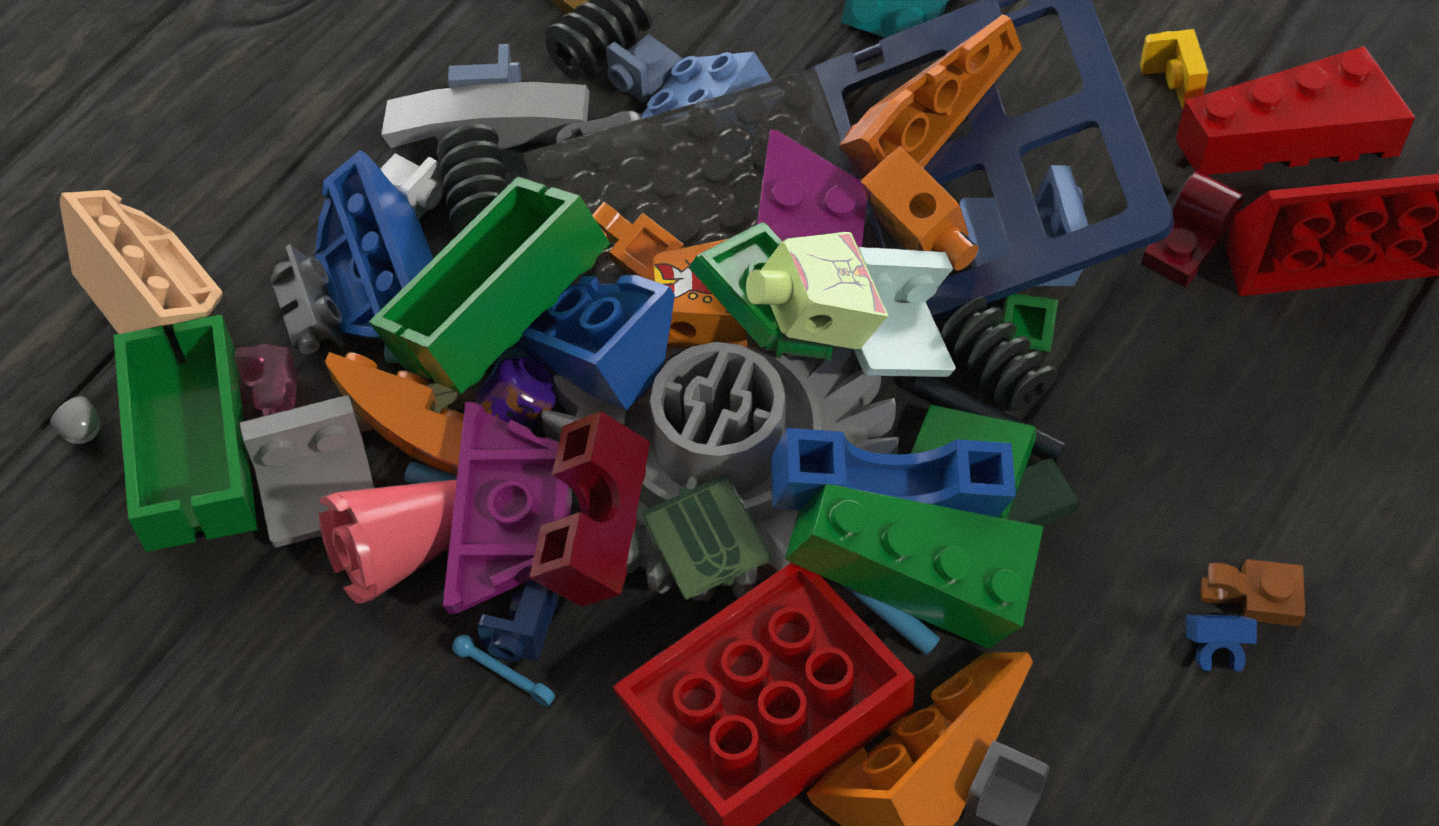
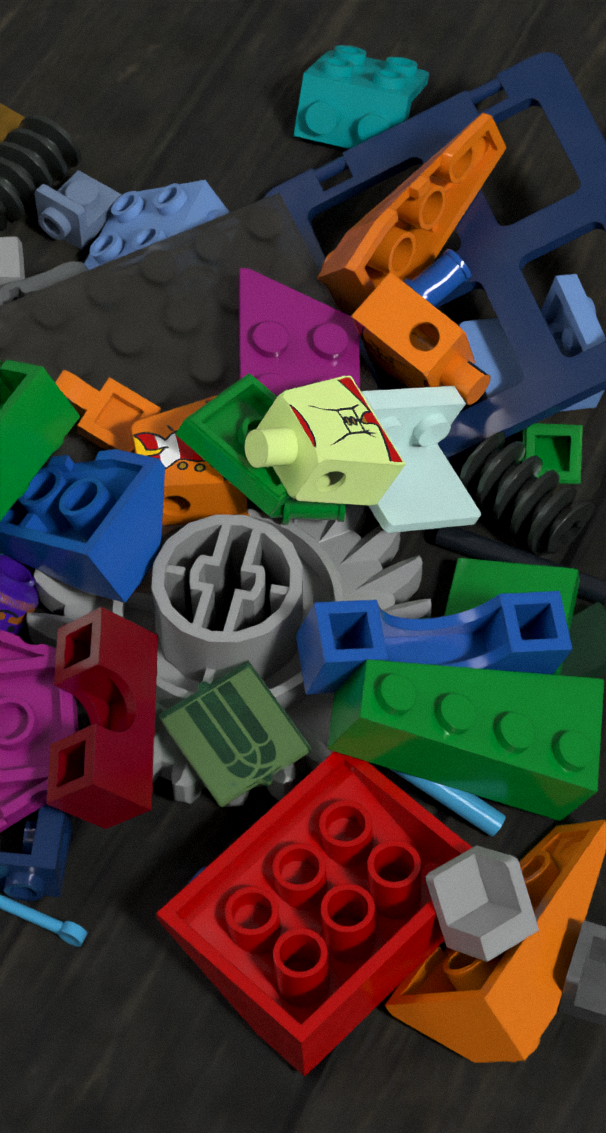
camera: 10 degrees left, 0 degrees up
(901, 713) = (482, 903): none -> light grey panel
(946, 157) = (440, 277): none -> blue pin

